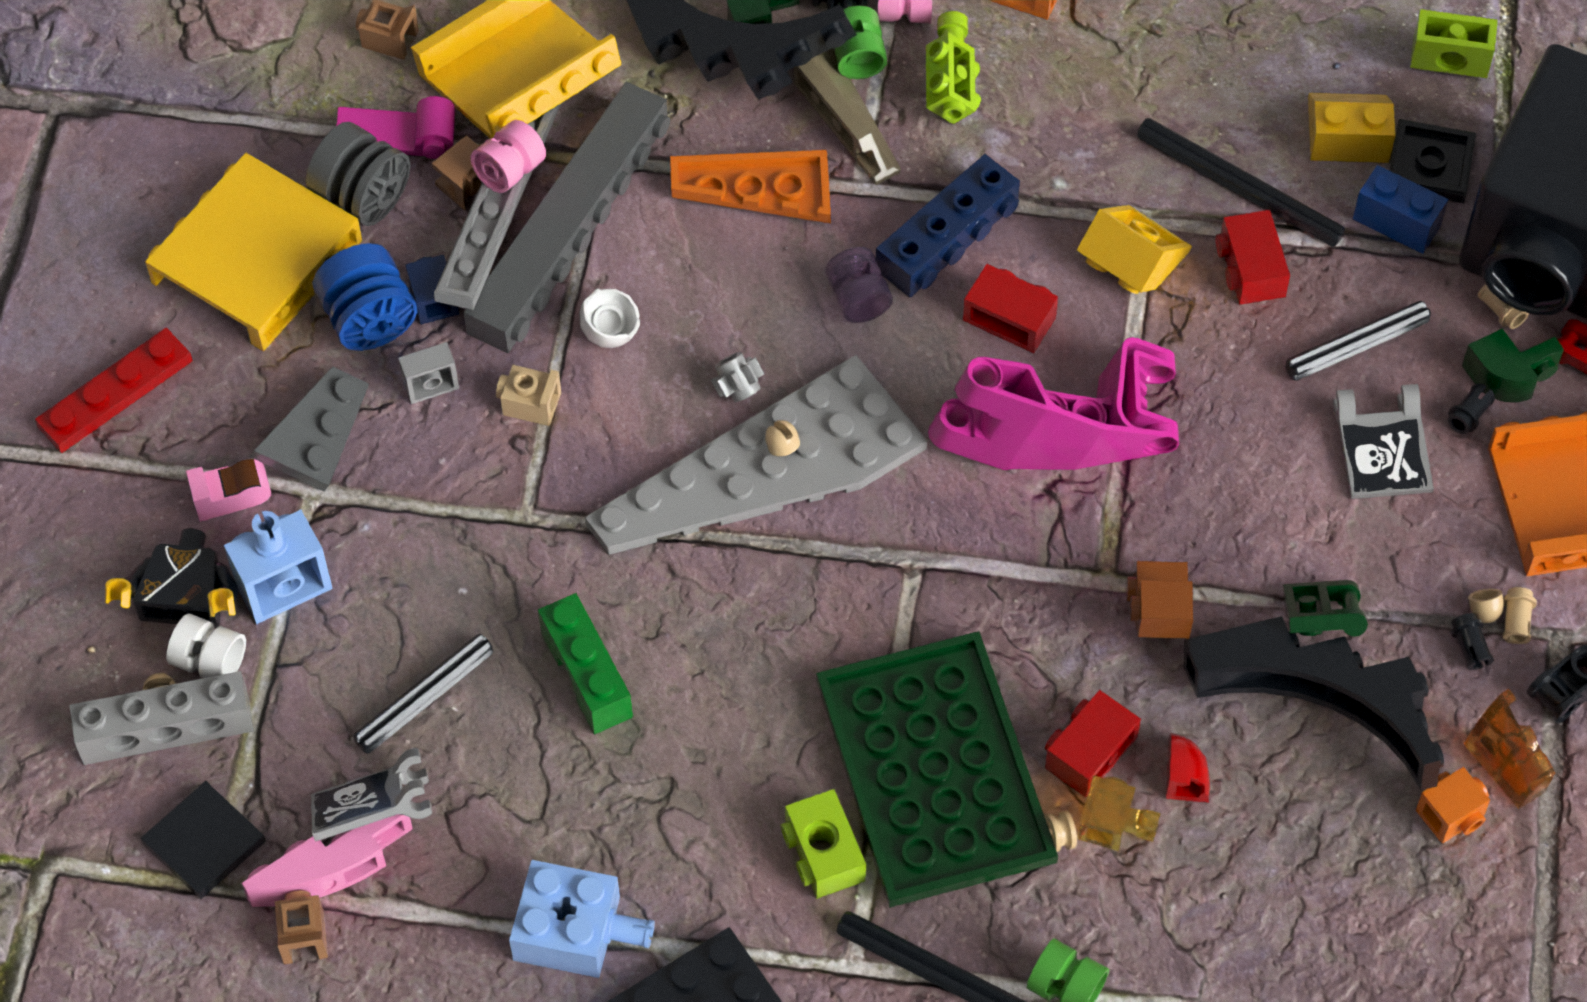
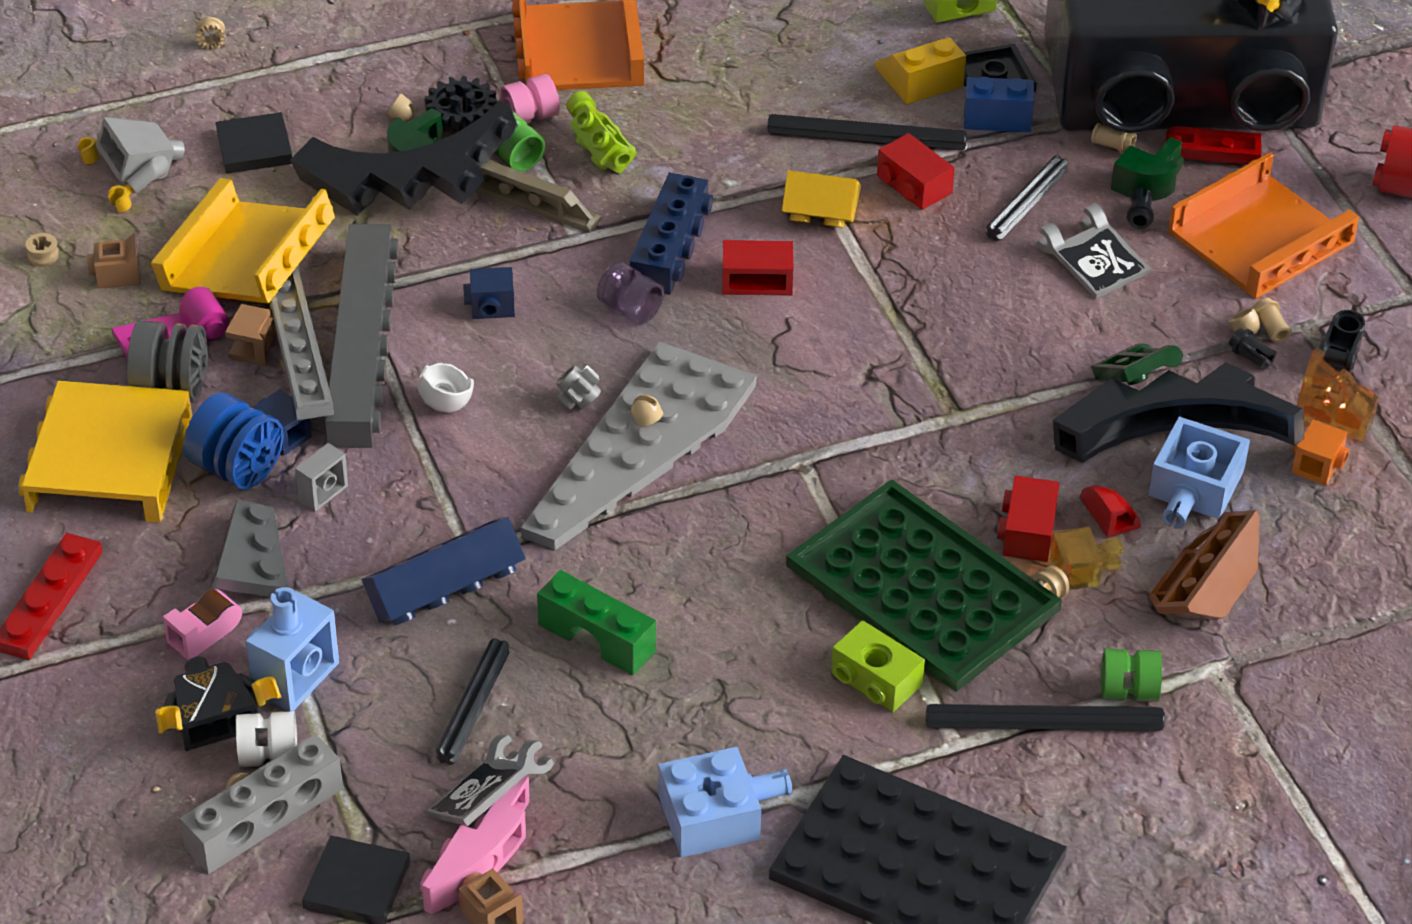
camera: 30 degrees left, 15 degrees down
(475, 536) = (443, 570): none -> dark blue brick
(508, 156) = (292, 298): bright pink wheel -> none
(529, 394) = (415, 462): tan brick -> none
(723, 222) = (490, 293): none -> dark blue brick
(764, 182) = (526, 248): orange wing -> none
(1021, 425) = (845, 321): dark pink piece -> none
(1161, 599) = (1017, 401): dark orange brick -> none
(1228, 898) = (1211, 569): none -> dark orange wedge
(1298, 771) = (1197, 470): none -> light blue brick

